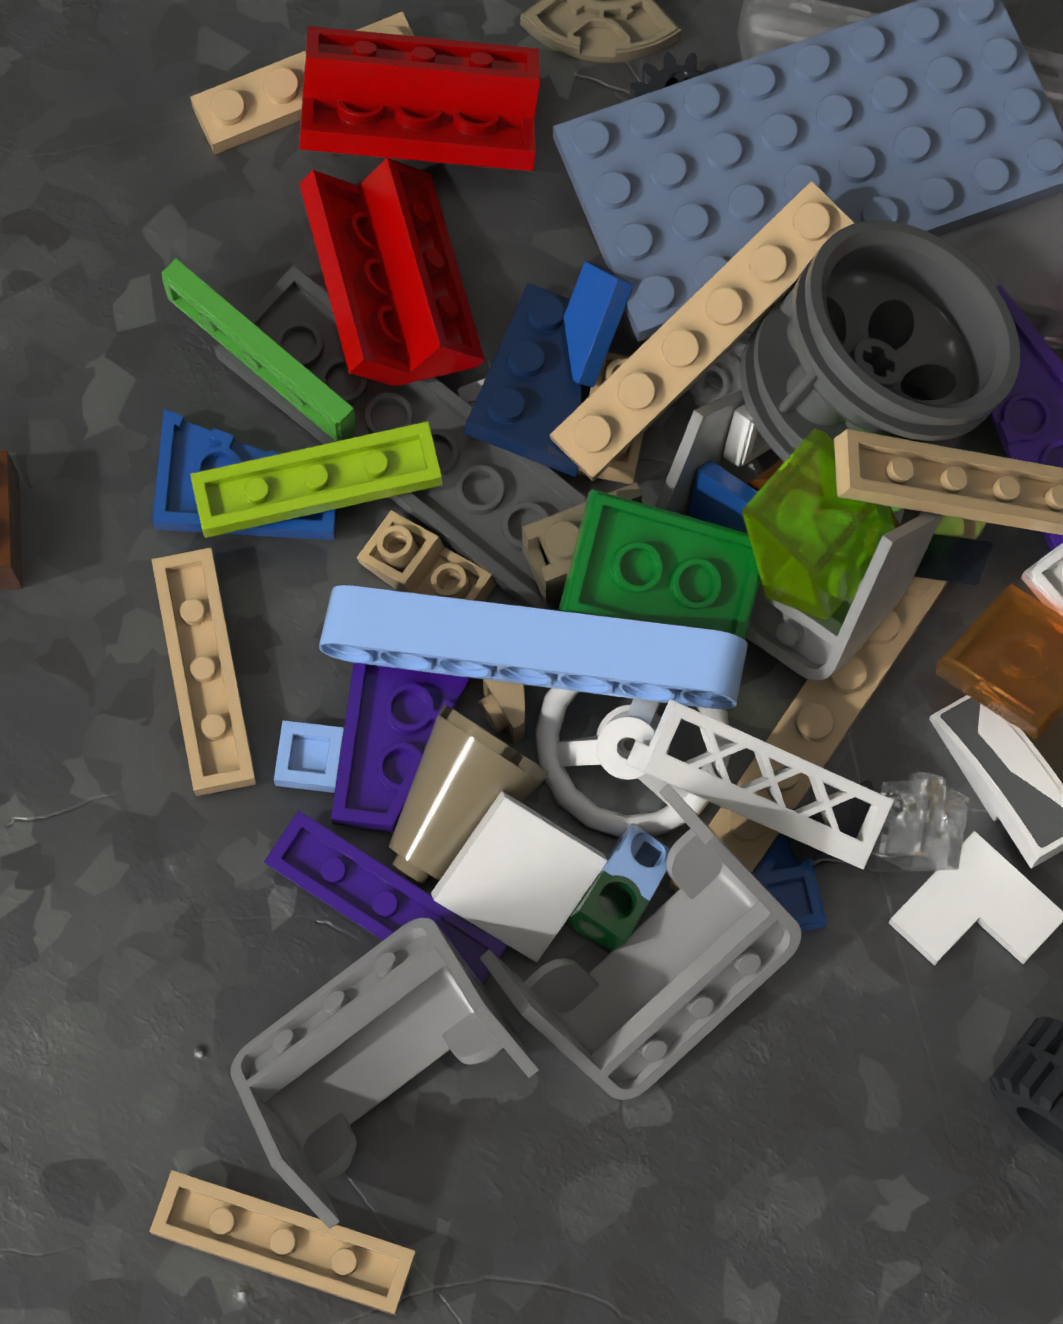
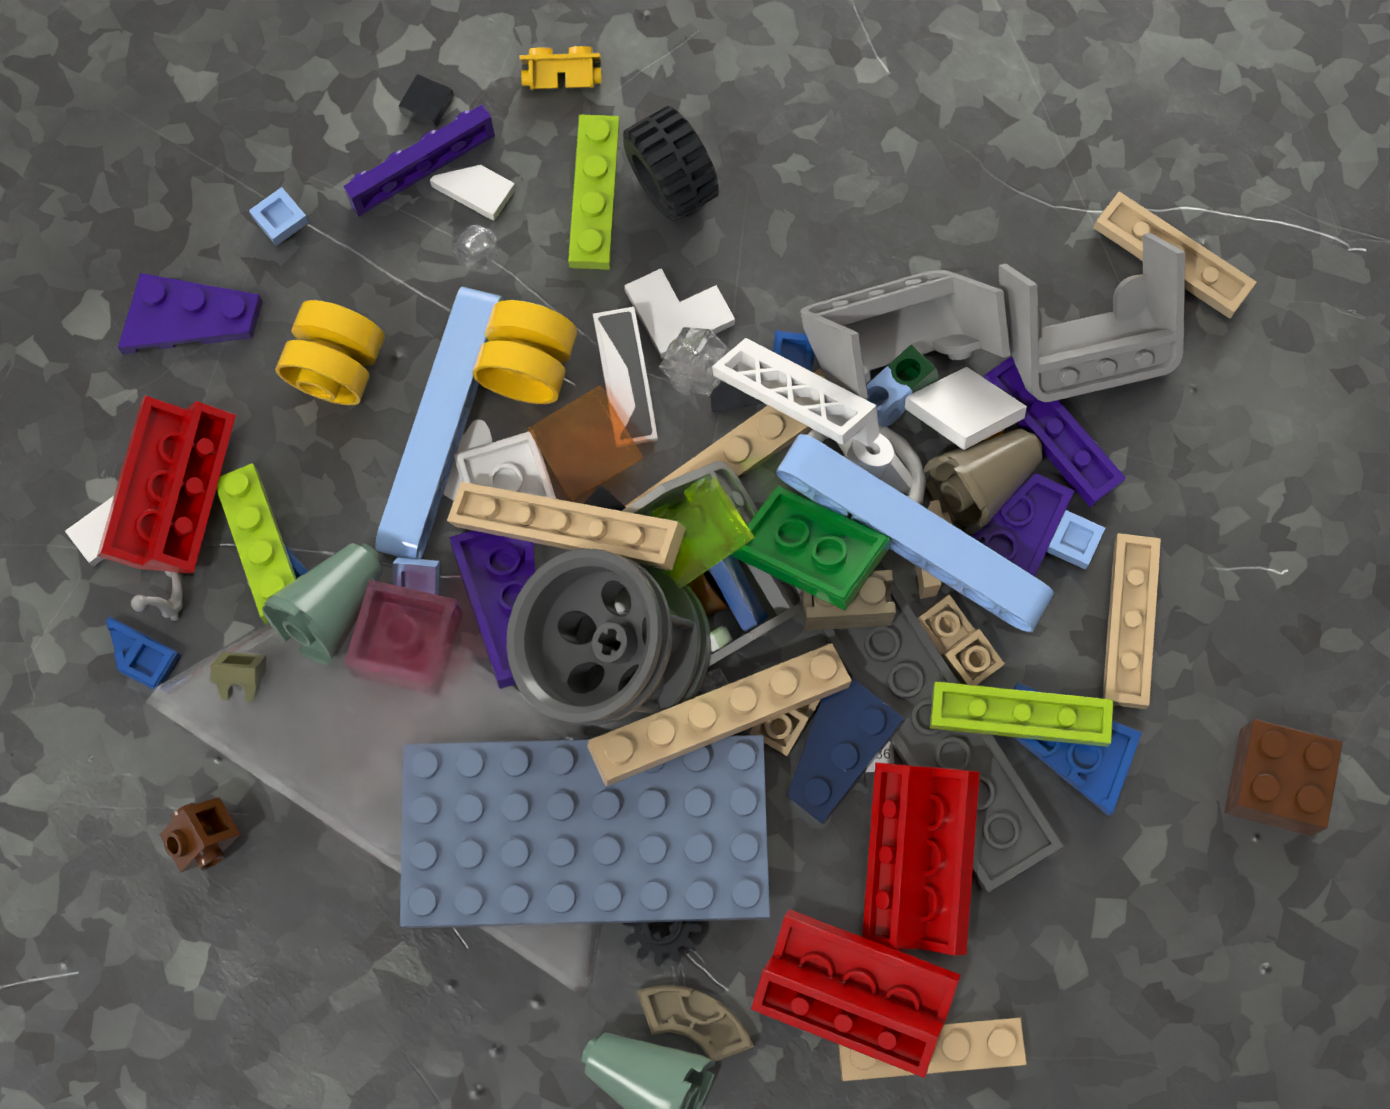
camera: 160 degrees left, 0 degrees up
(258, 352) = (1037, 820): bright green tile -> none
(593, 319) = (788, 766): blue tile -> none

